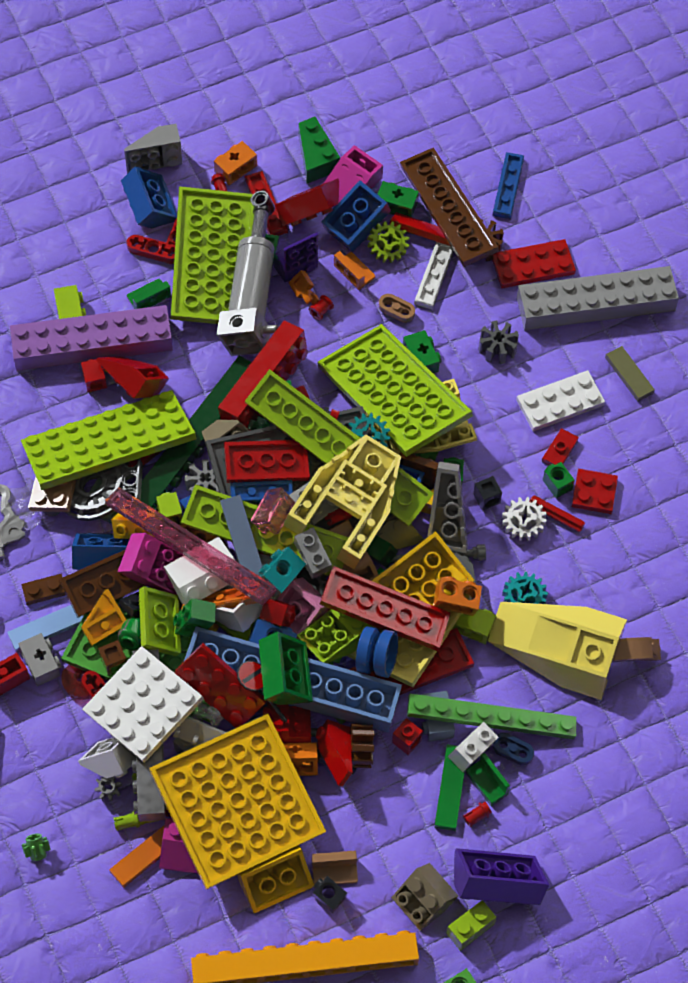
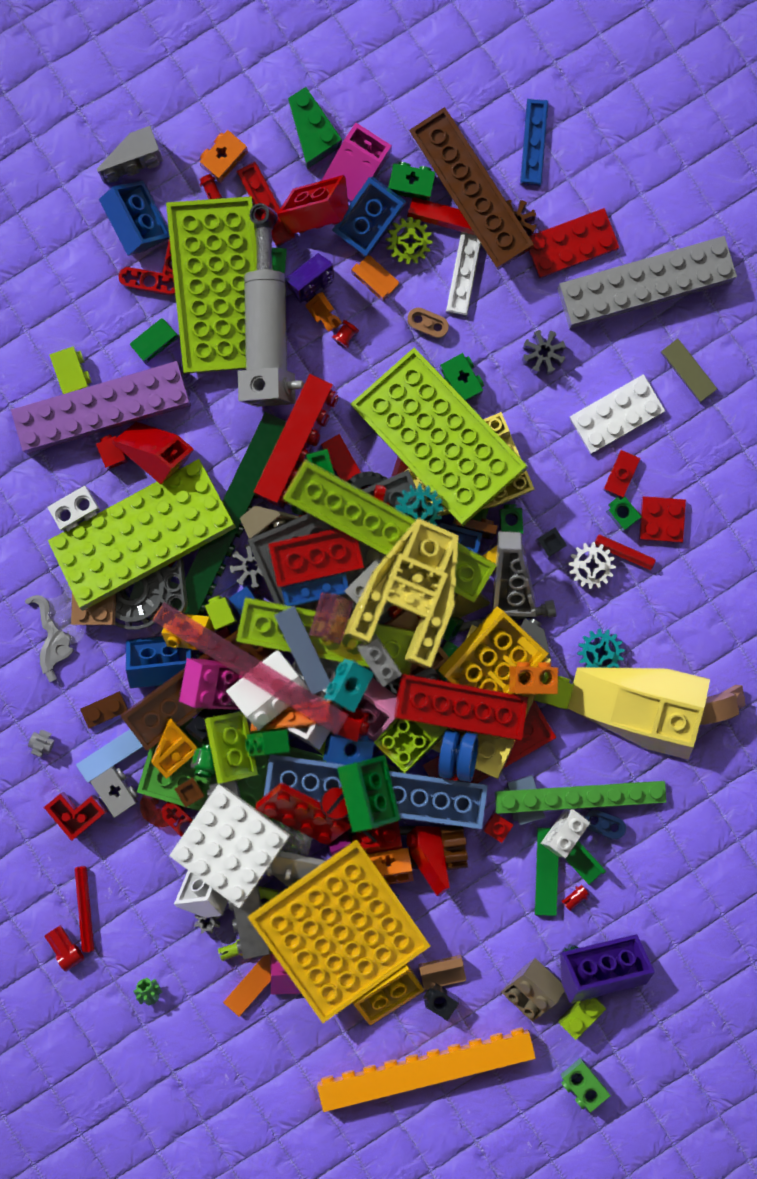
camera: 10 degrees left, 25 degrees up
(48, 410) = (71, 503): none -> white brick

